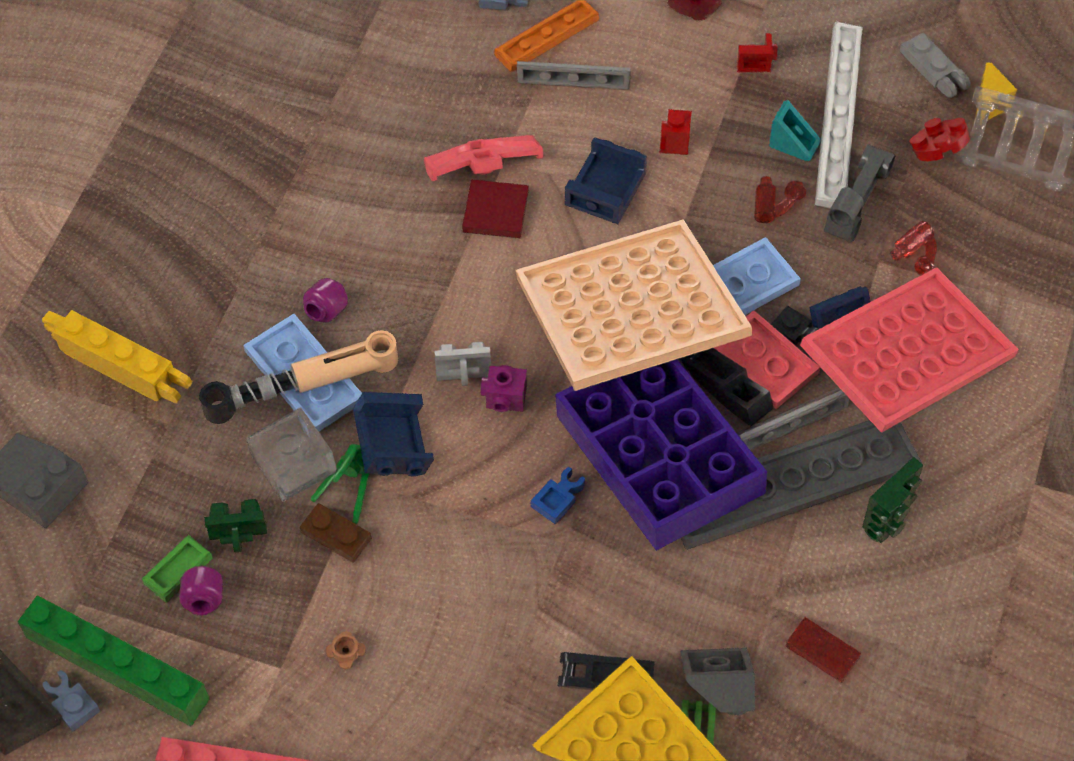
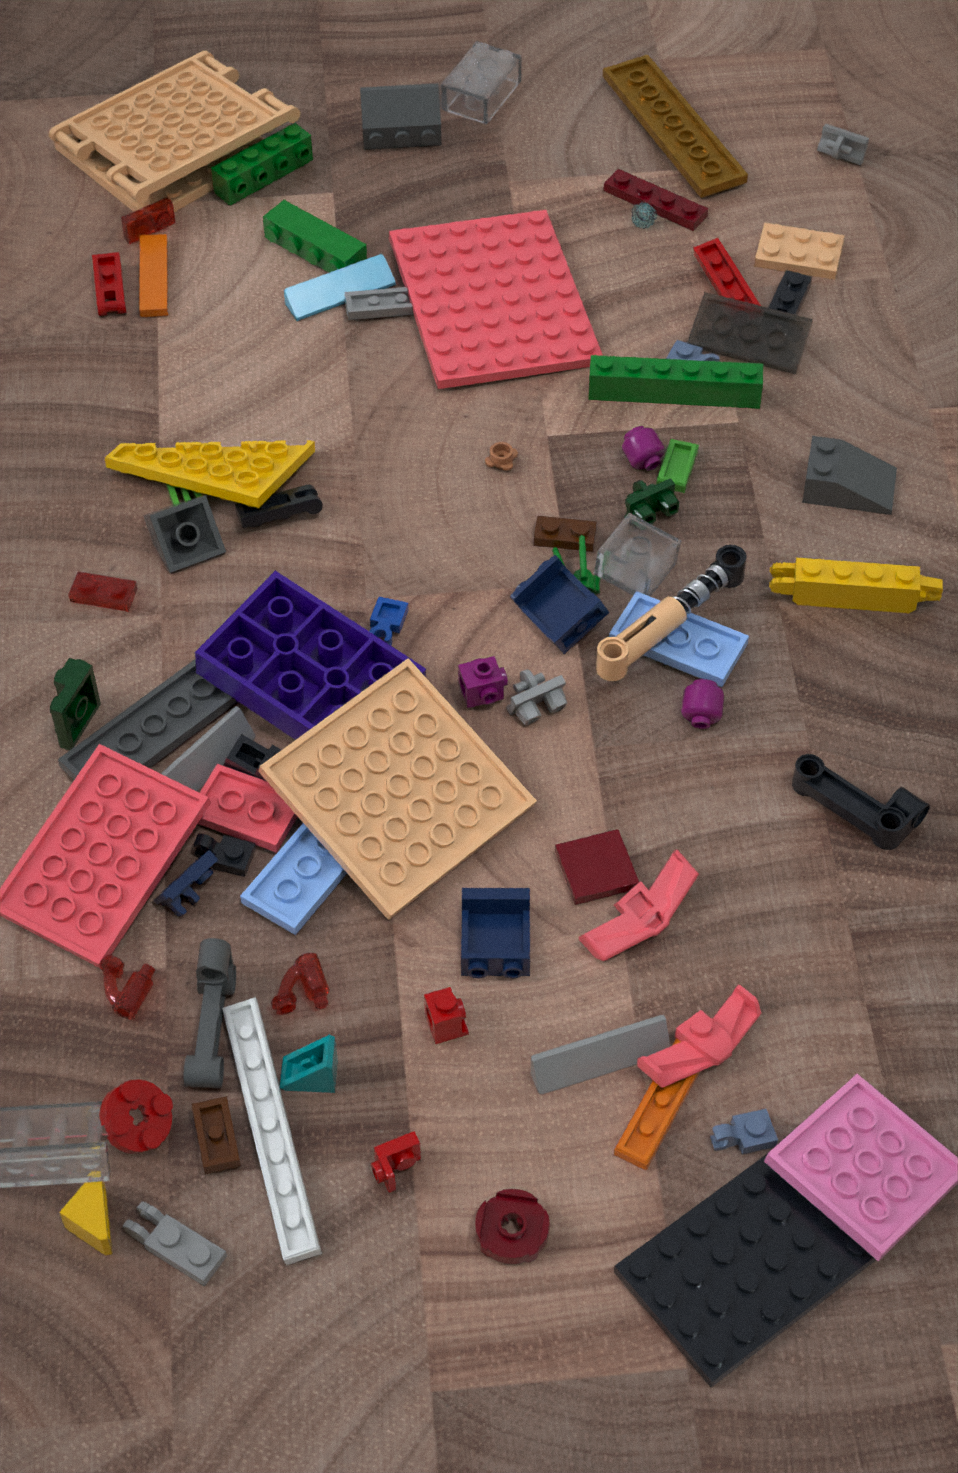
camera: 155 degrees right, 5 degrees down
(249, 151) = (900, 813): none -> black piece
(494, 52) = (703, 1040): none -> coral plate
(882, 117) = (216, 1135): none -> reddish brown plate

